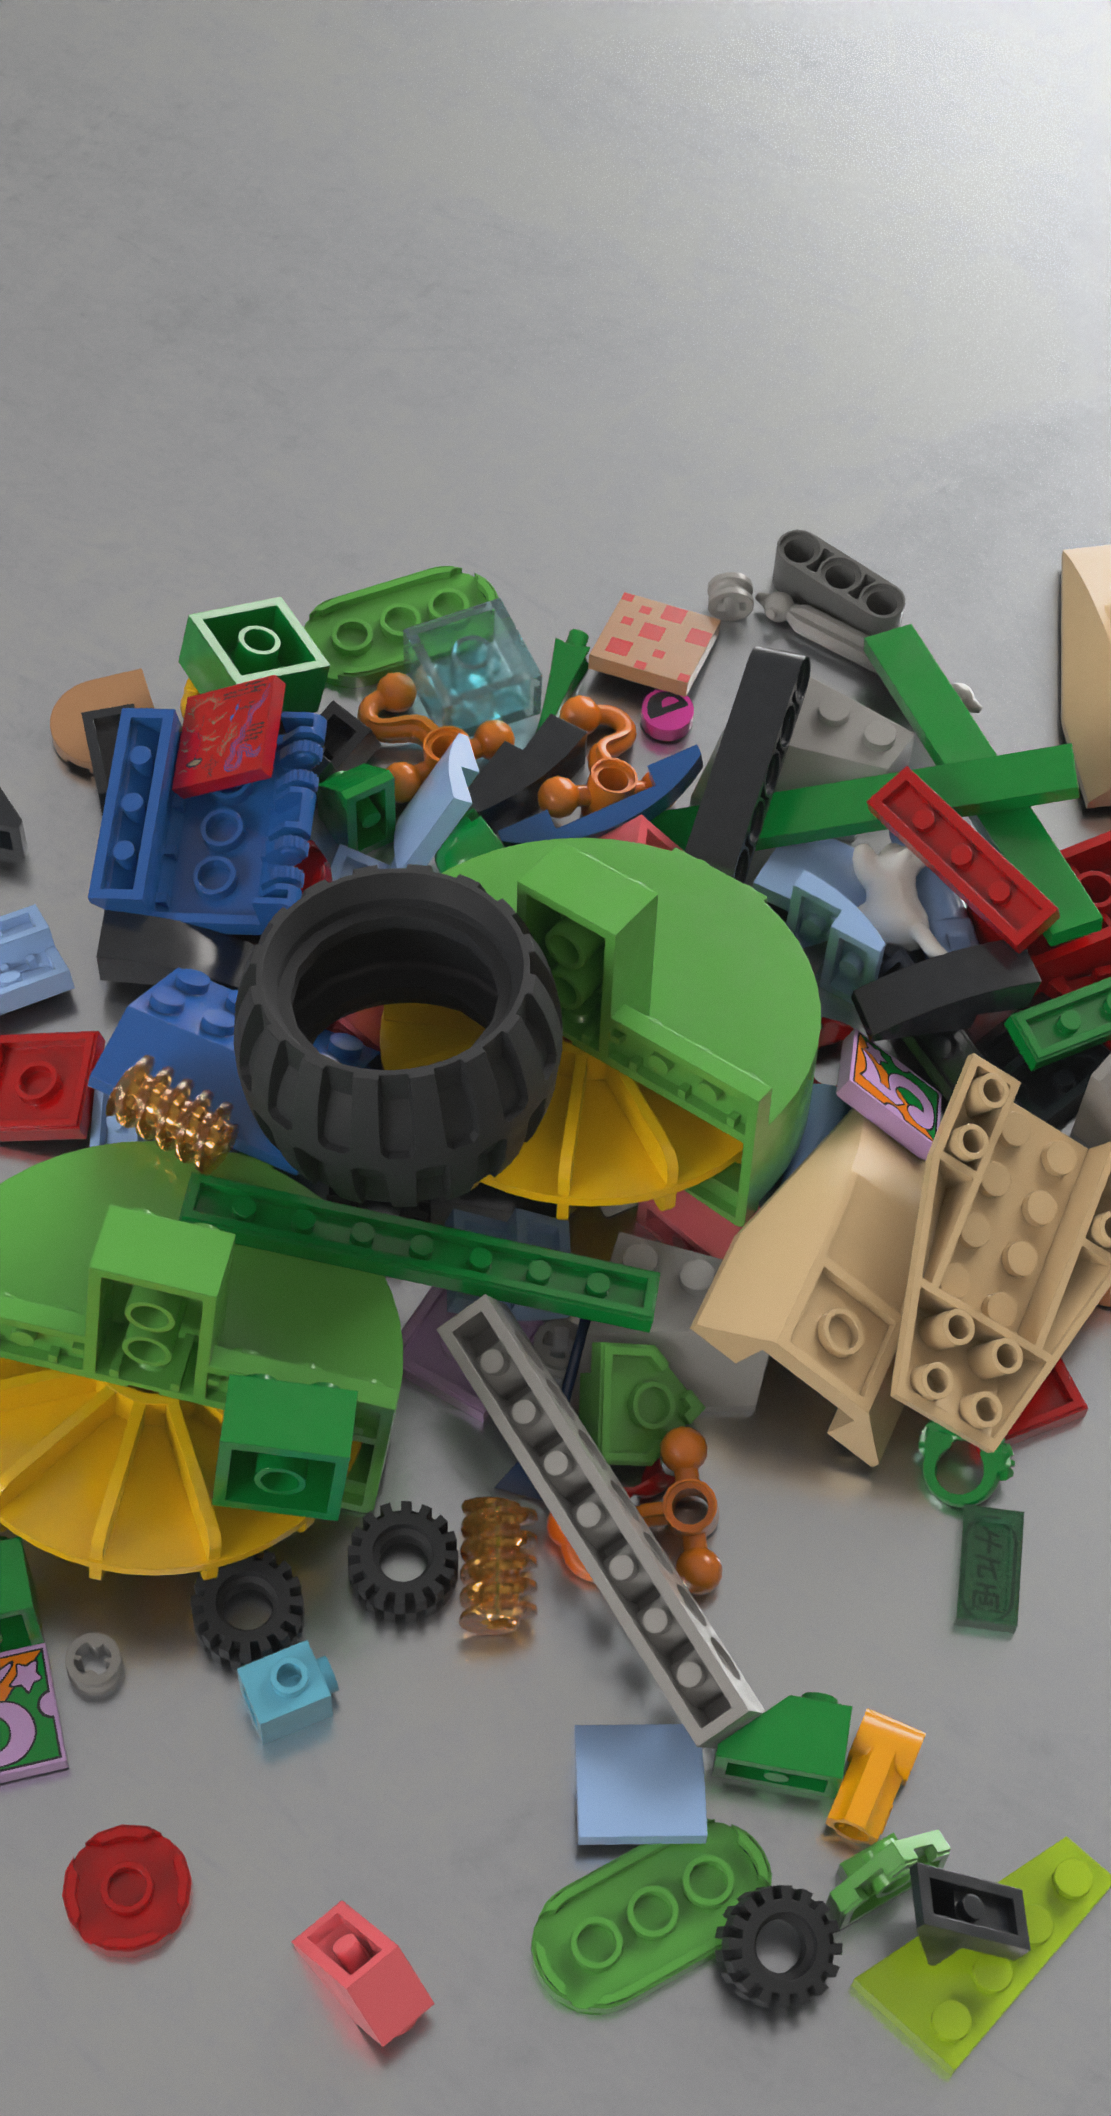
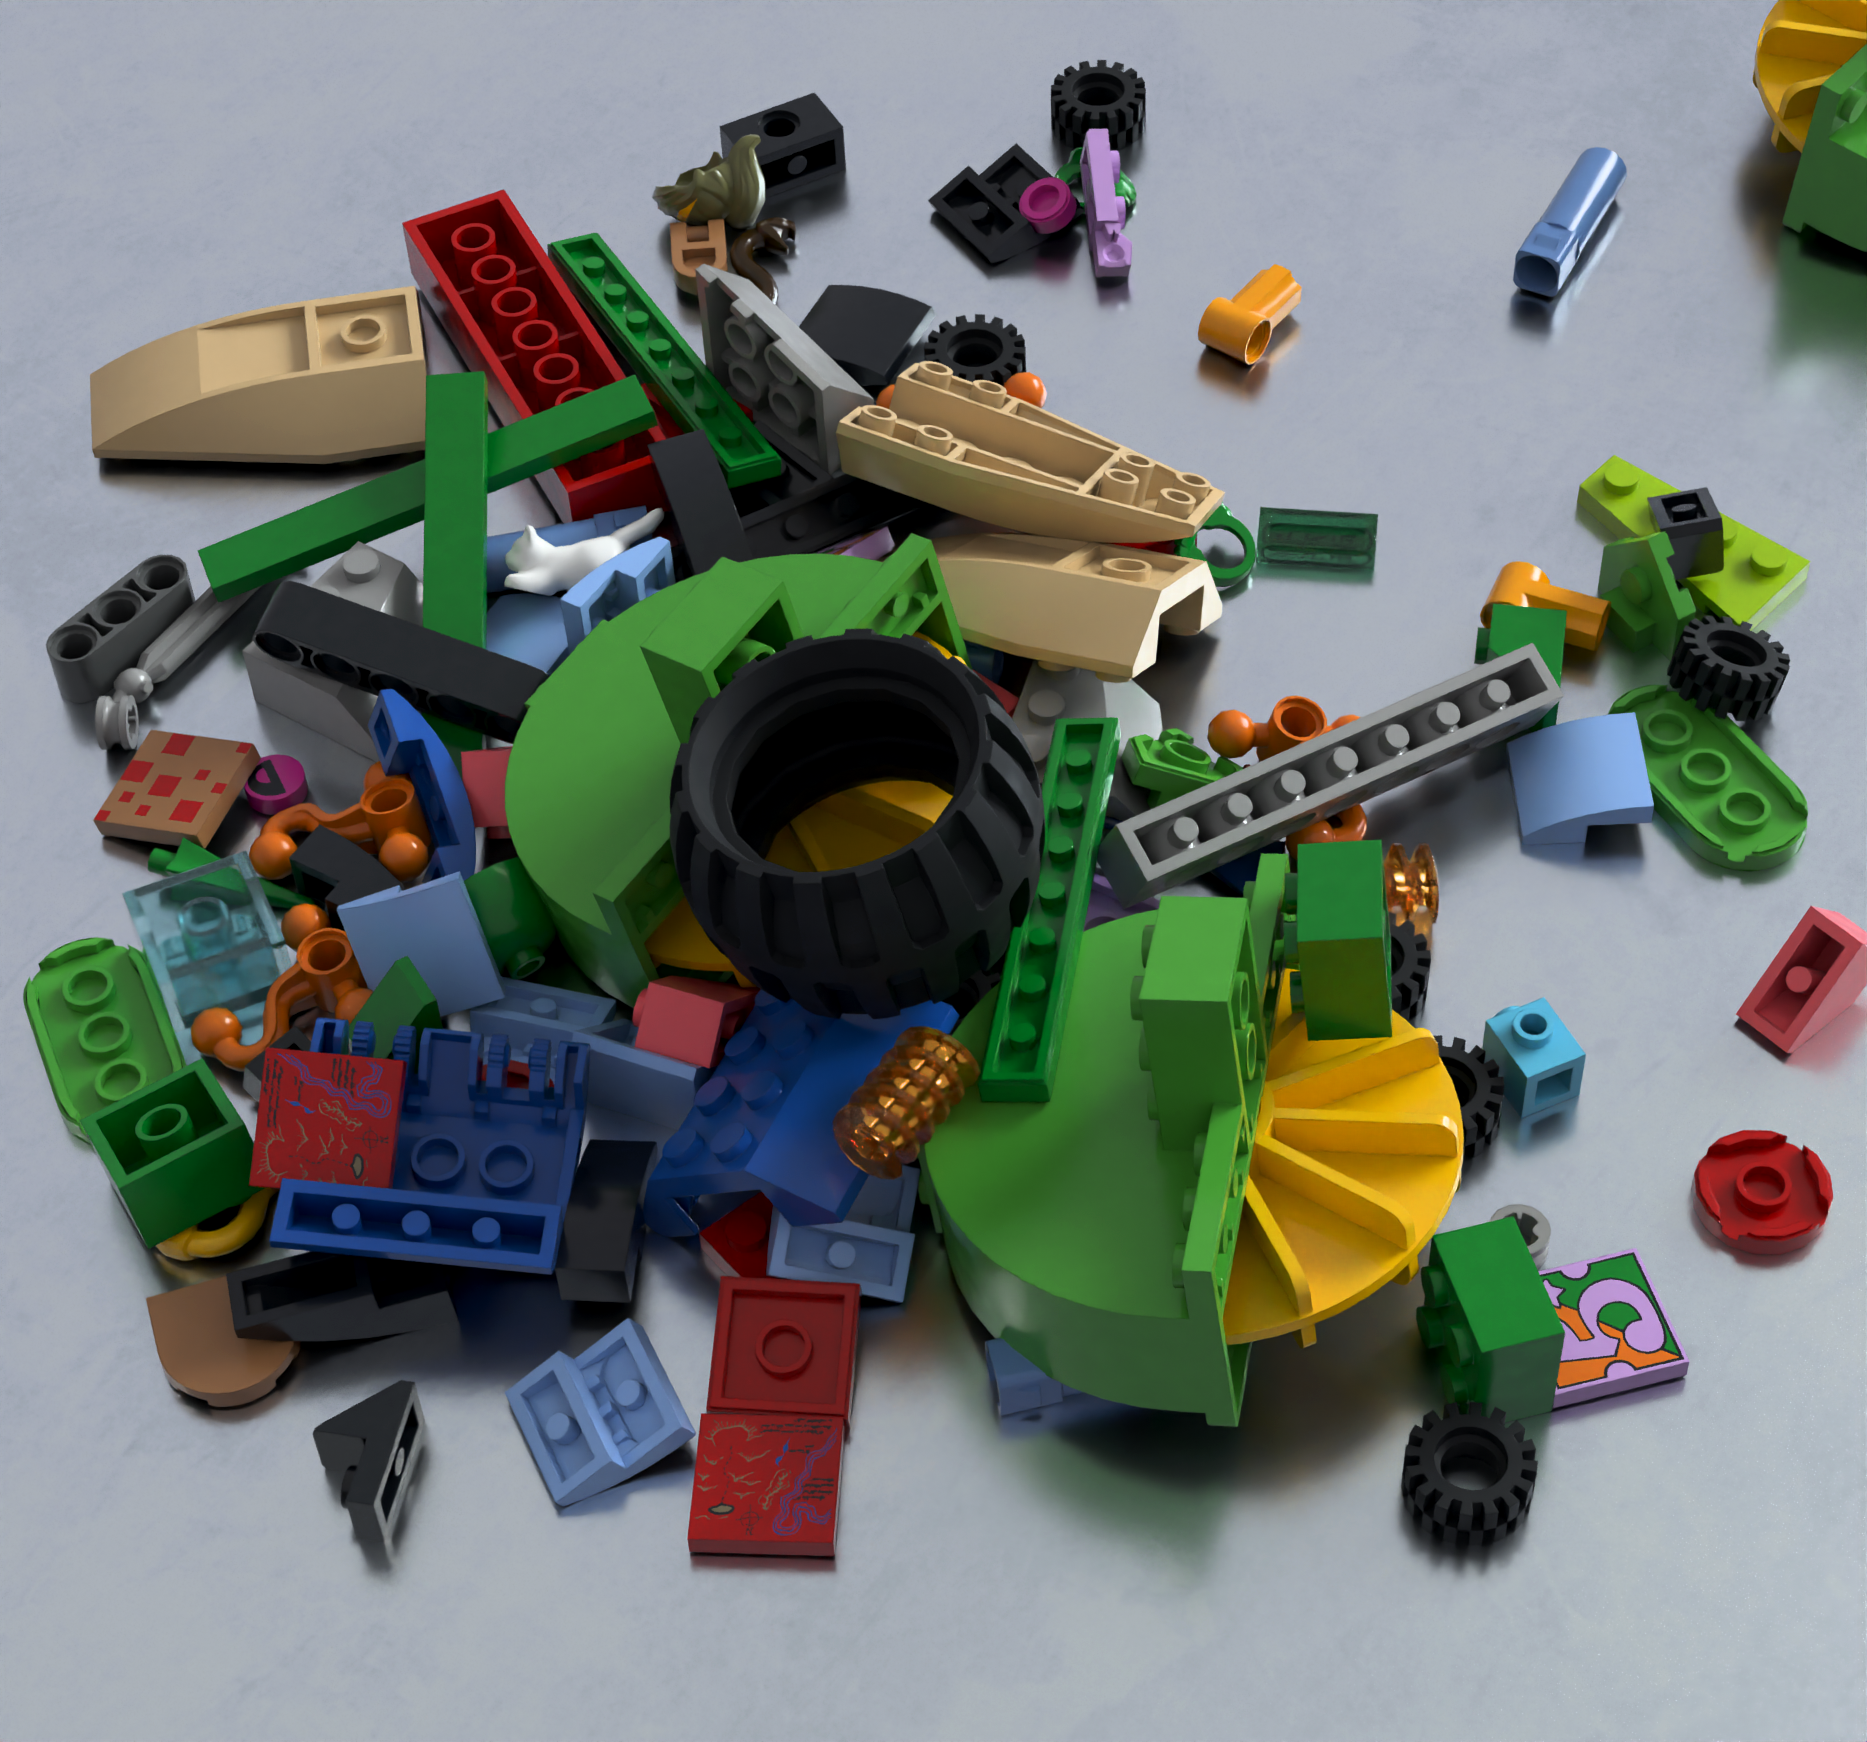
camera: 85 degrees left, 10 degrees down
(963, 859) = (556, 472): red plate -> none

